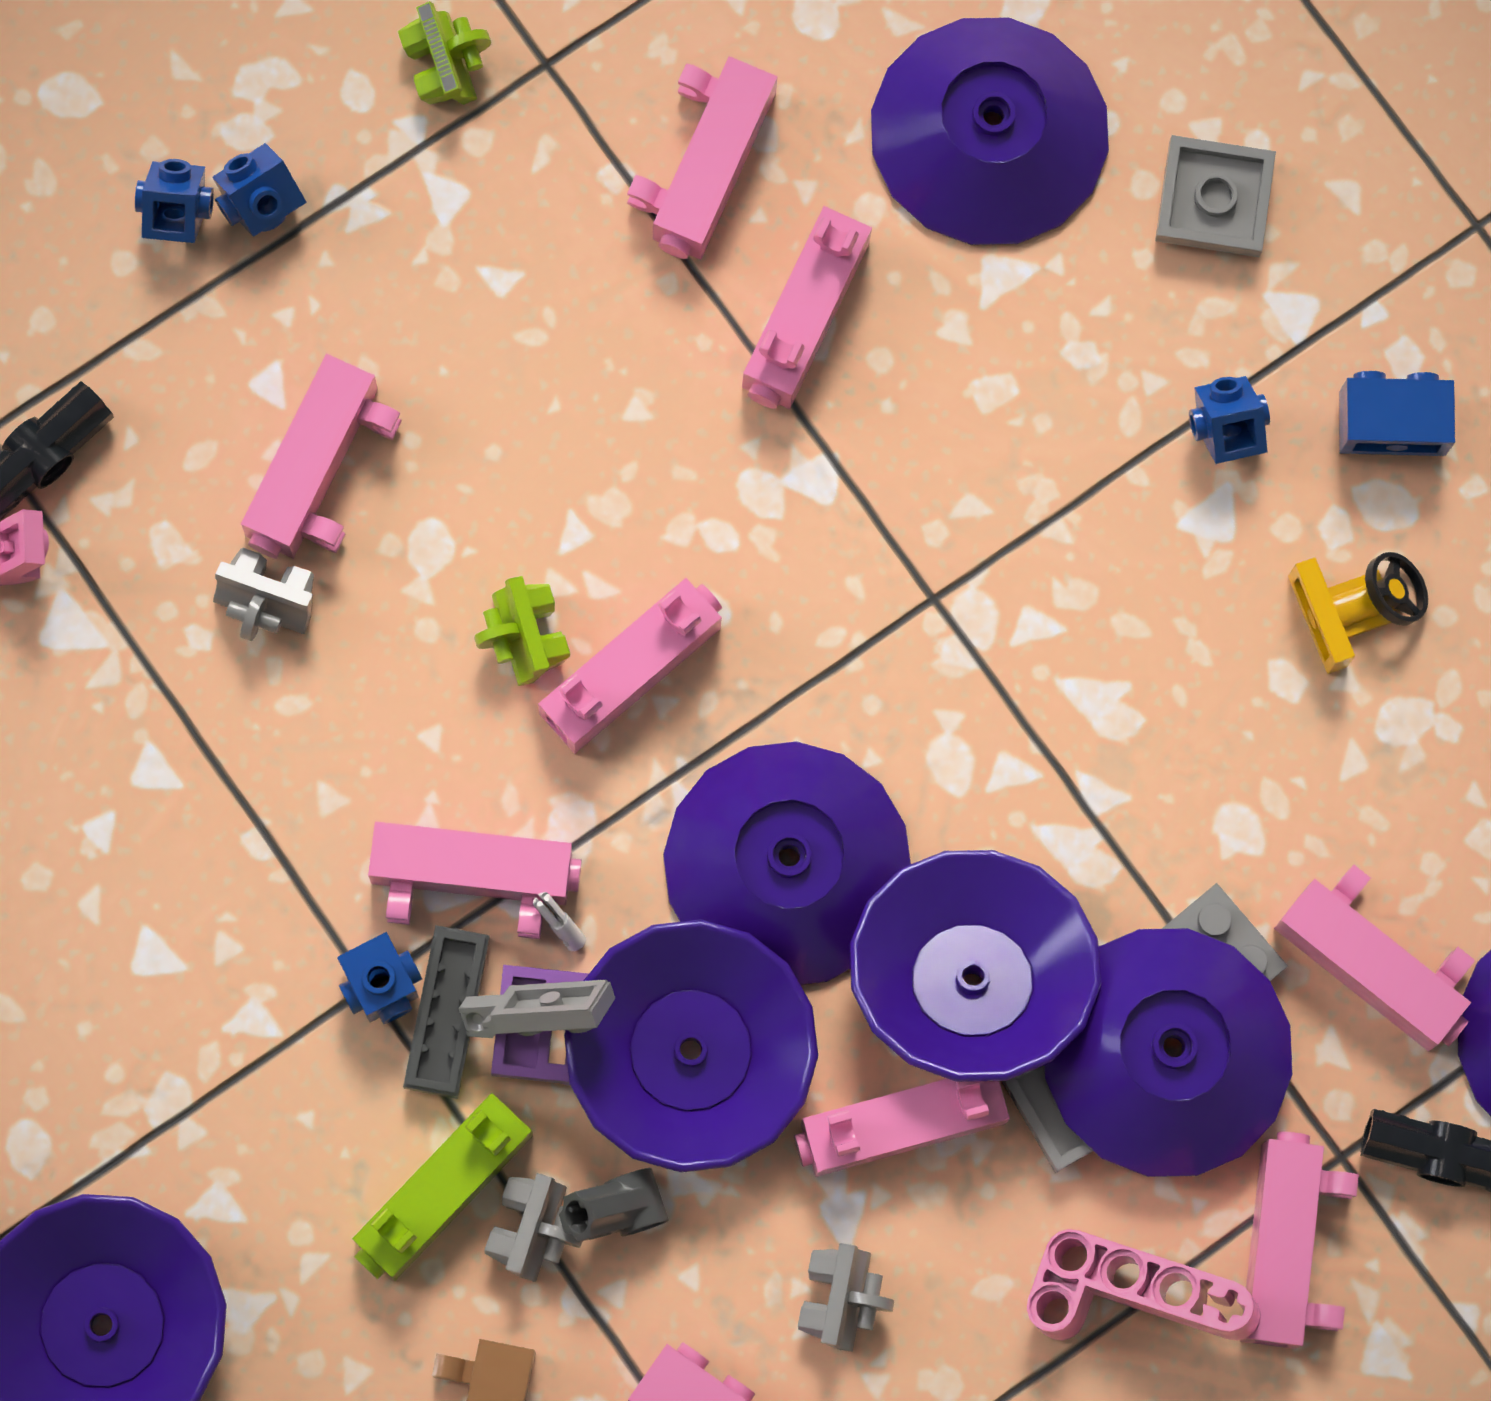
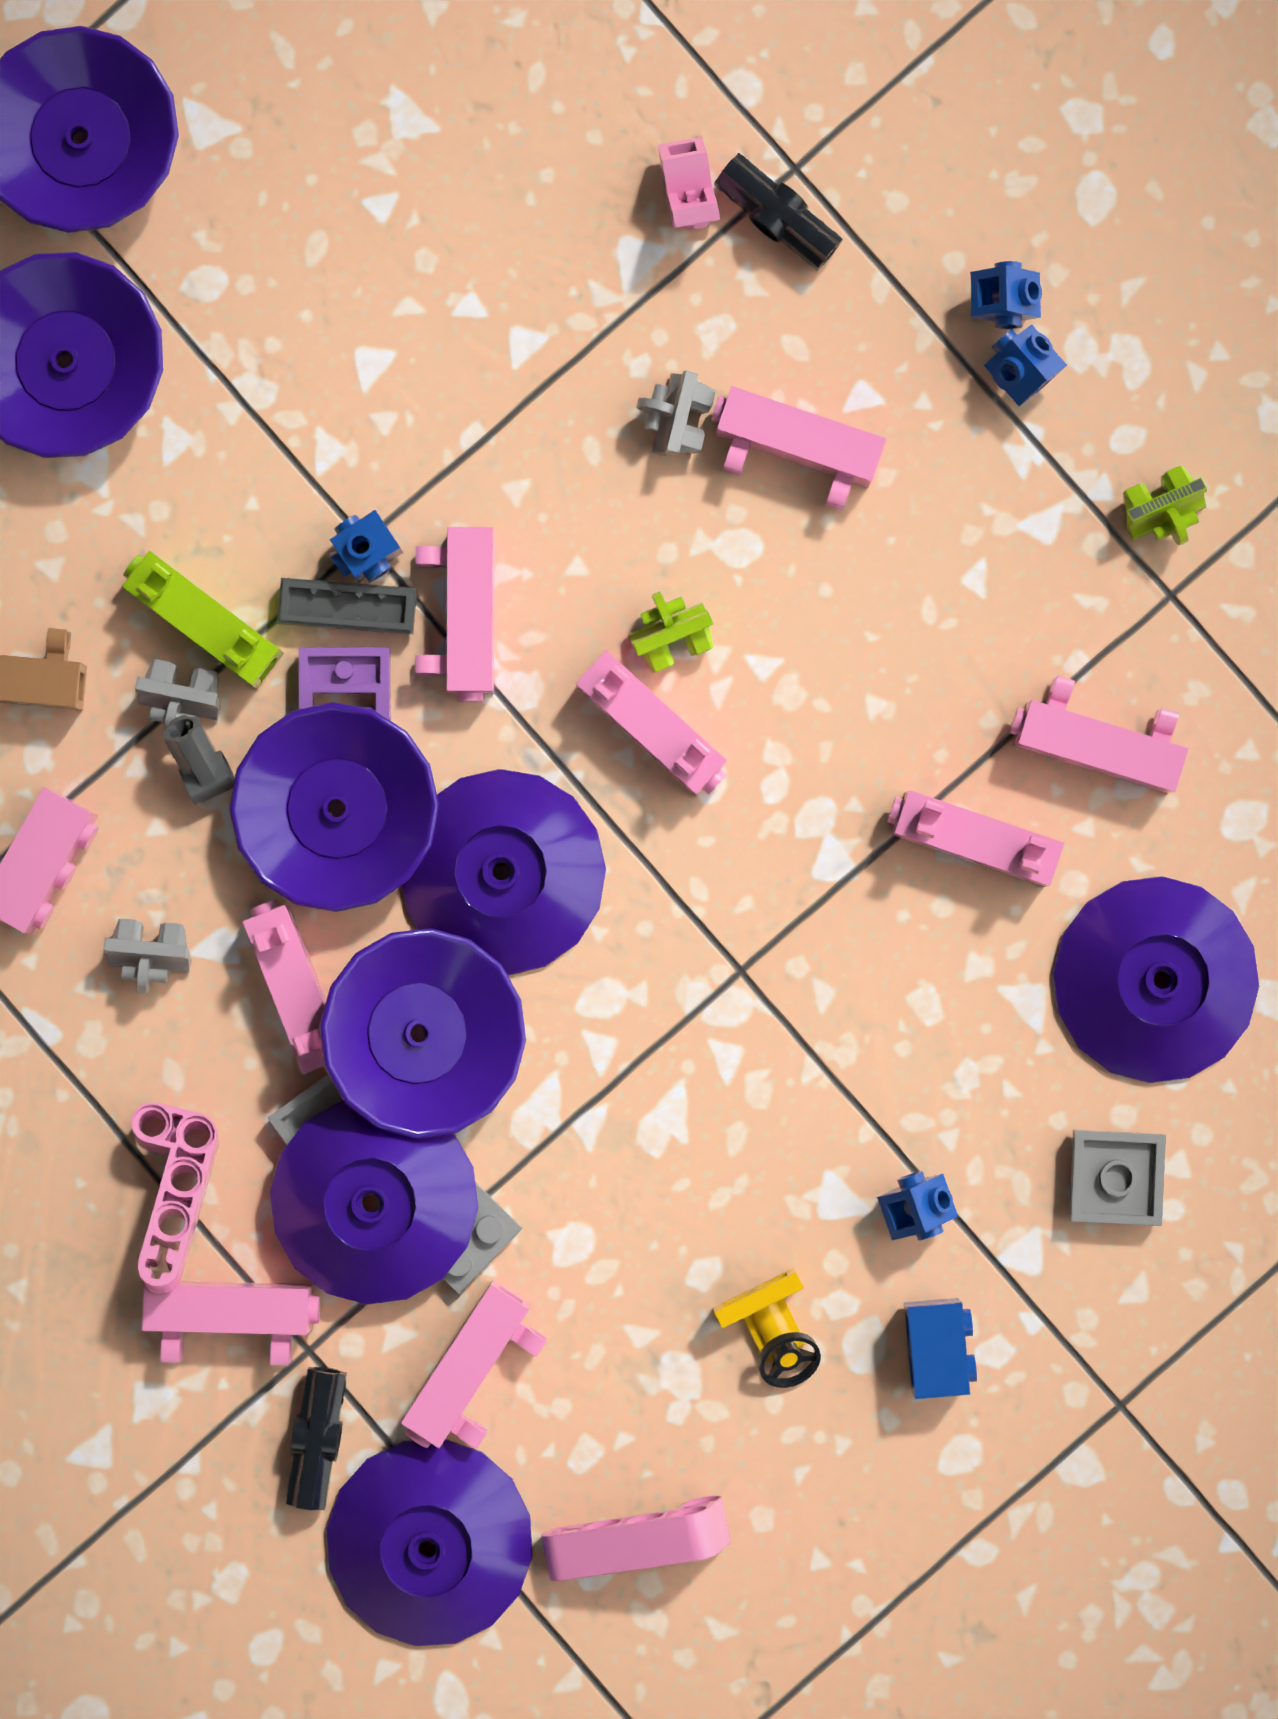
camera: 90 degrees right, 10 degrees up
(538, 1008) = (348, 679): light grey hinge -> none
(560, 922) = (428, 690): white pin -> none

